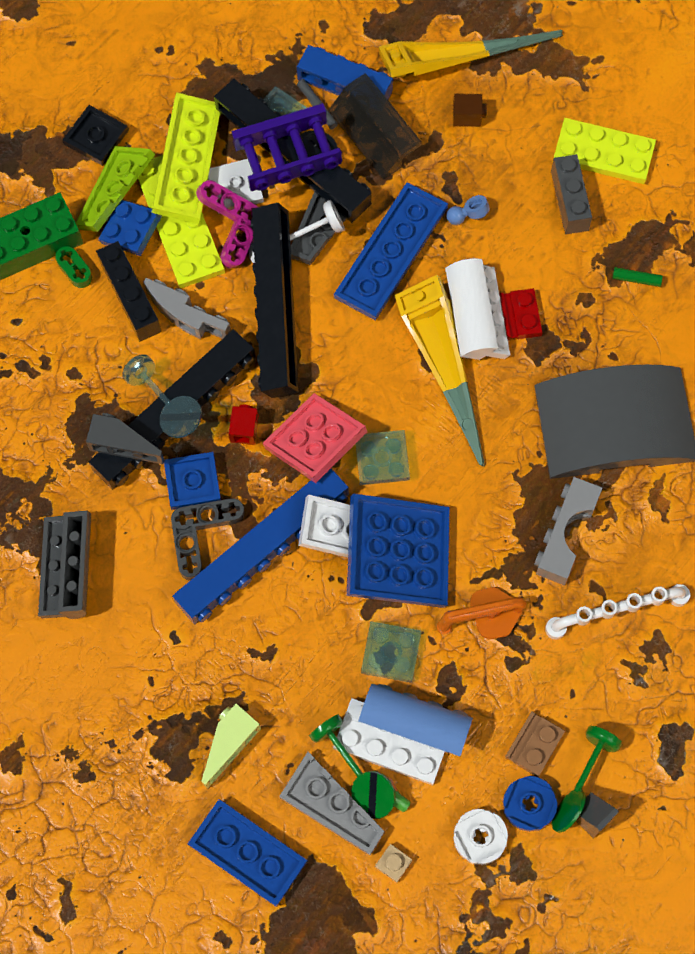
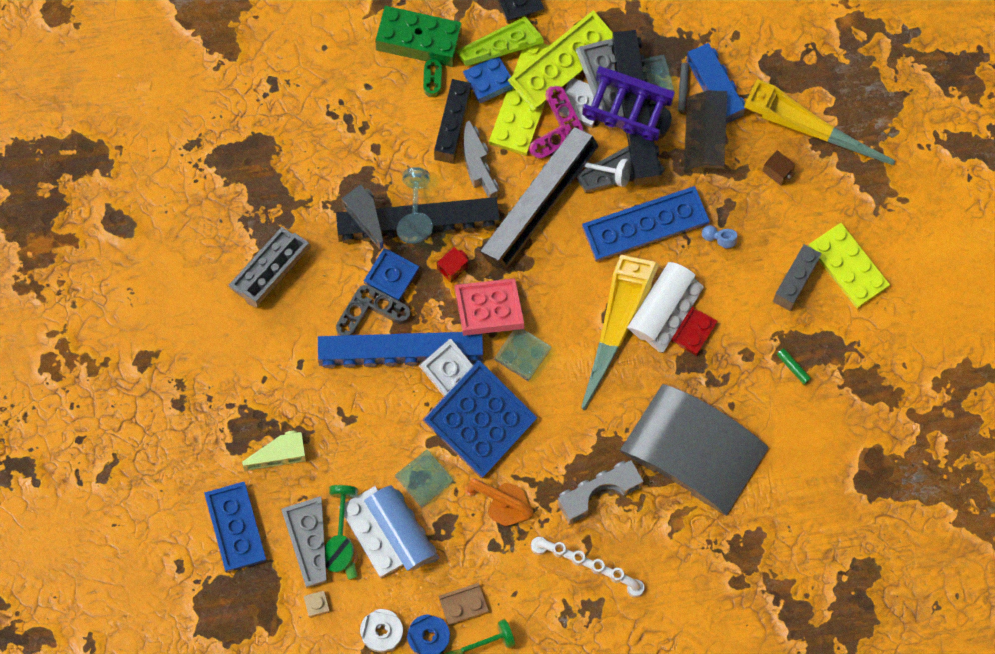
camera: 35 degrees right, 0 degrees up
(217, 136) = (593, 56): none -> light grey wing

